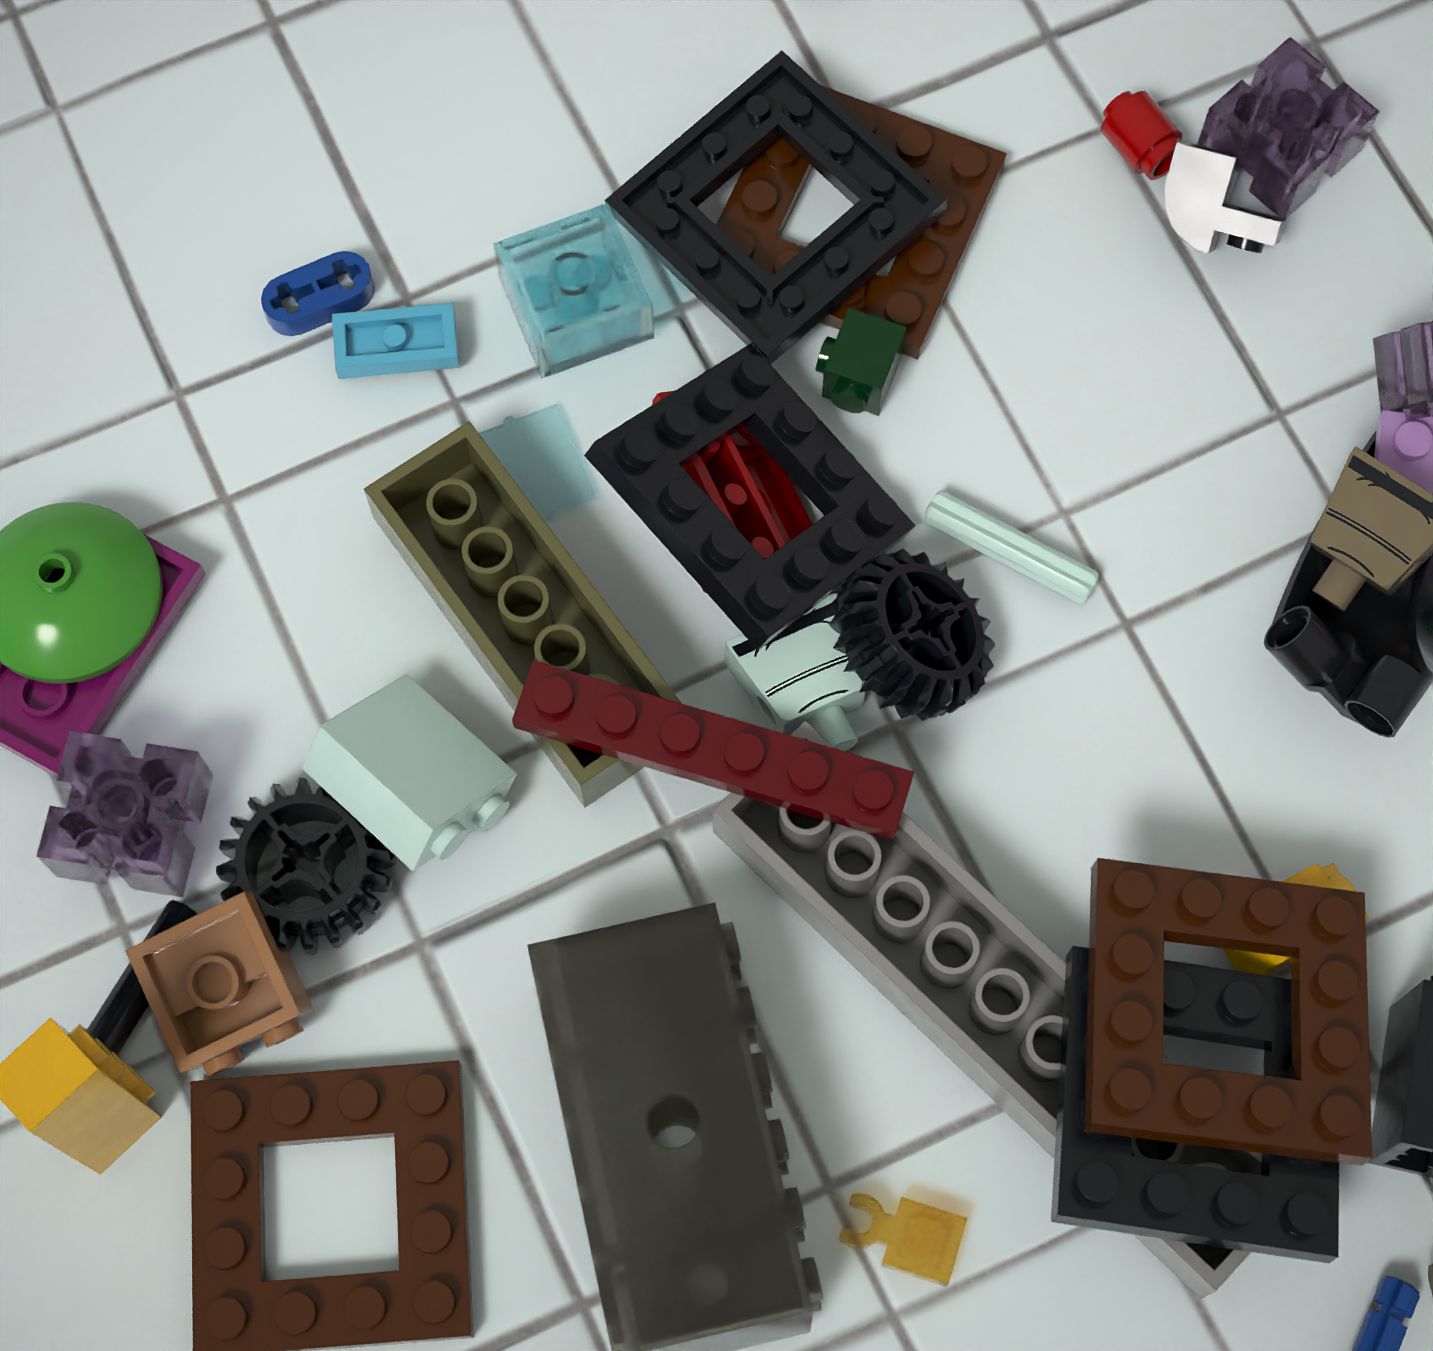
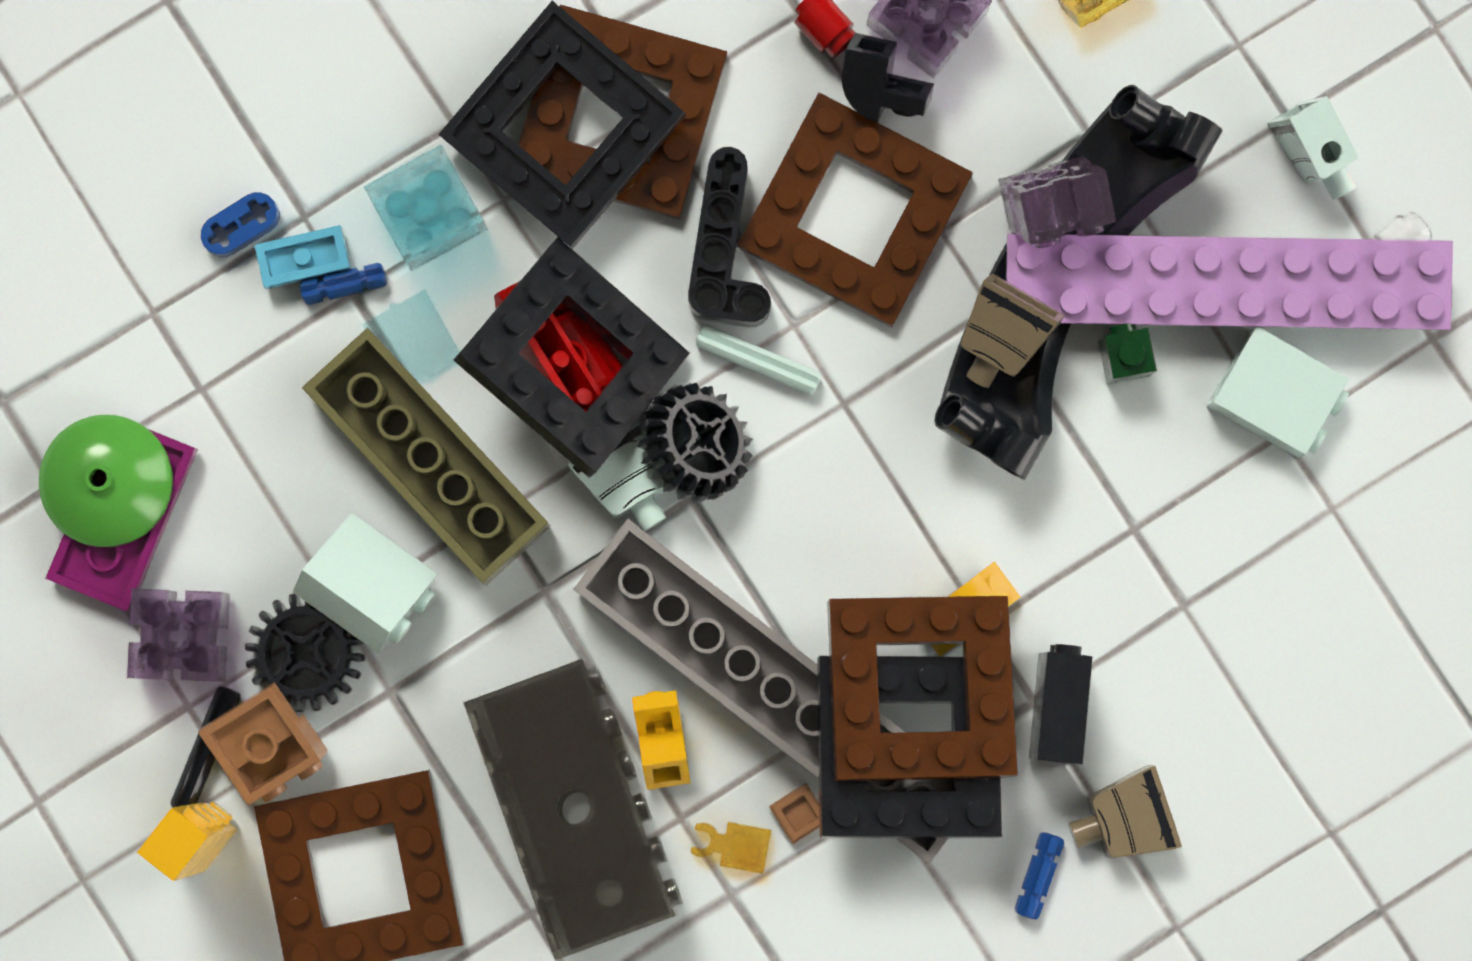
camera: 10 degrees left, 15 degrees up
(445, 382) = (343, 283): none -> blue axle
(713, 750) = (567, 549): dark red plate -> none
(816, 1053) = (661, 739): none -> yellow brick
(861, 362) = (637, 235): dark green brick -> none
(978, 378) = (725, 236): none -> black beam
(1010, 1199) = (797, 813): none -> medium nougat tile
(1179, 476) = (838, 129): none -> reddish brown plate

